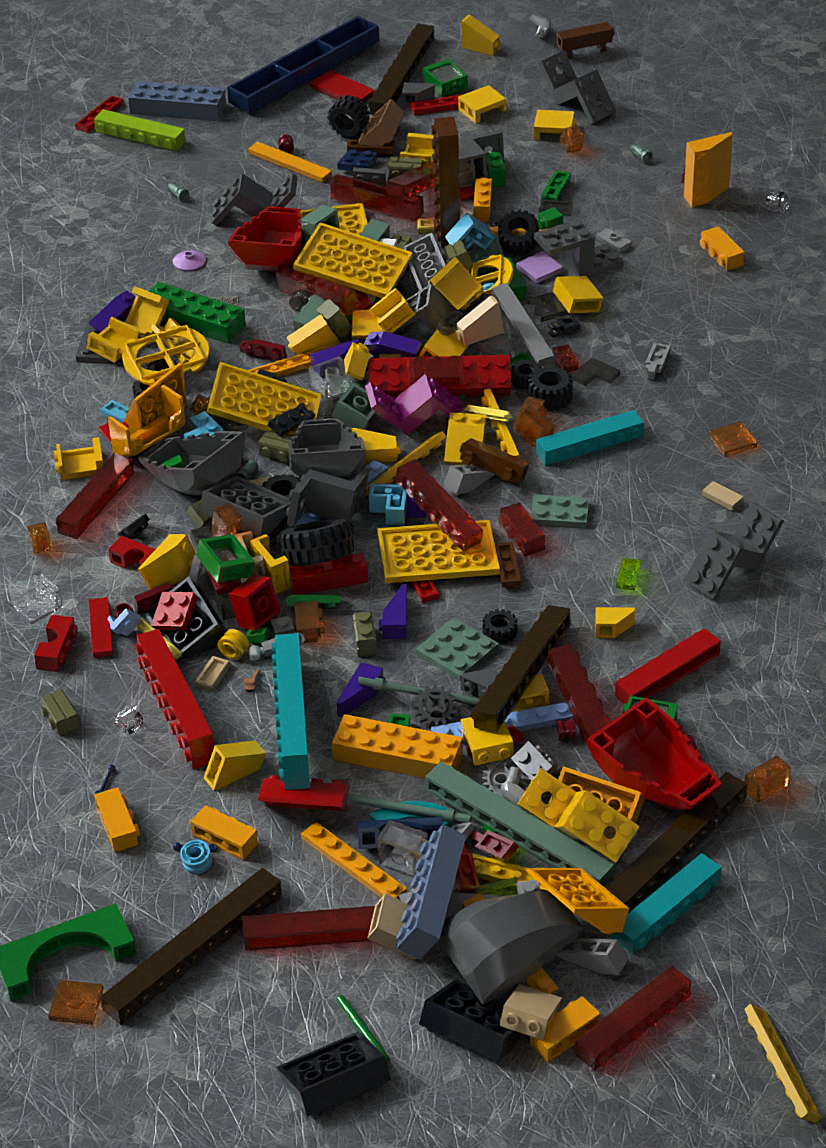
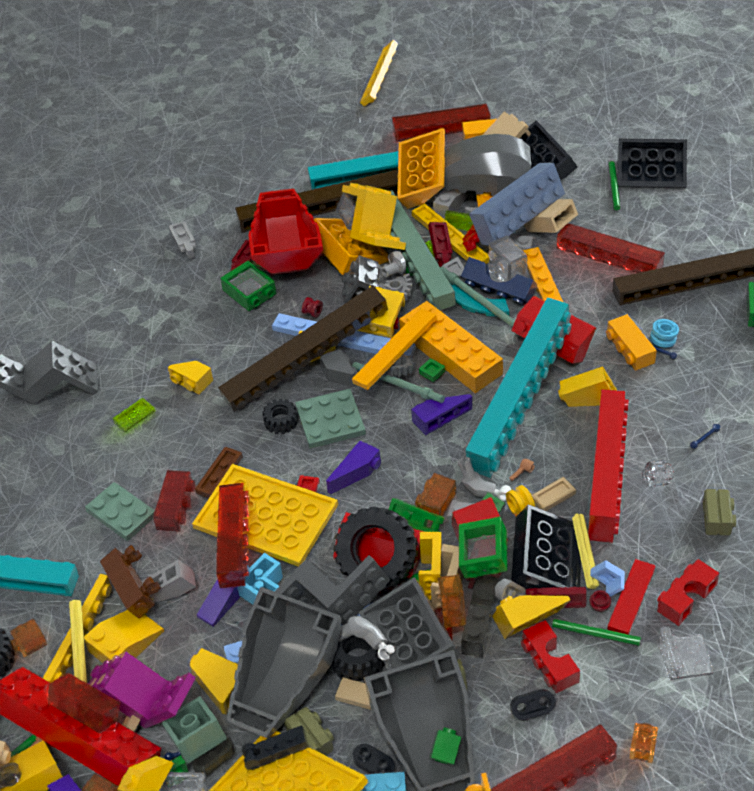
camera: 145 degrees left, 5 degrees up
(114, 593) = (597, 632): none -> green bar
(117, 819) = (713, 390): light orange brick -> none
(174, 610) = (555, 555): plate -> none
(247, 470) = (362, 724): sand green pin -> none
(274, 483) = (368, 631): none -> light grey arm
(364, 634) = (397, 458): olive brick -> none
(421, 451) = (192, 641): yellow plate -> none
(436, 699) = (394, 349): none -> light orange tile
(532, 425) = (51, 607): clear orange brick -> none
(577, 690) = (283, 310): clear red brick -> none
(669, 667) = (192, 318): red brick -> none
(767, 779) = (215, 212): clear orange brick -> none
(771, 742) = (183, 238): none -> light grey hinge

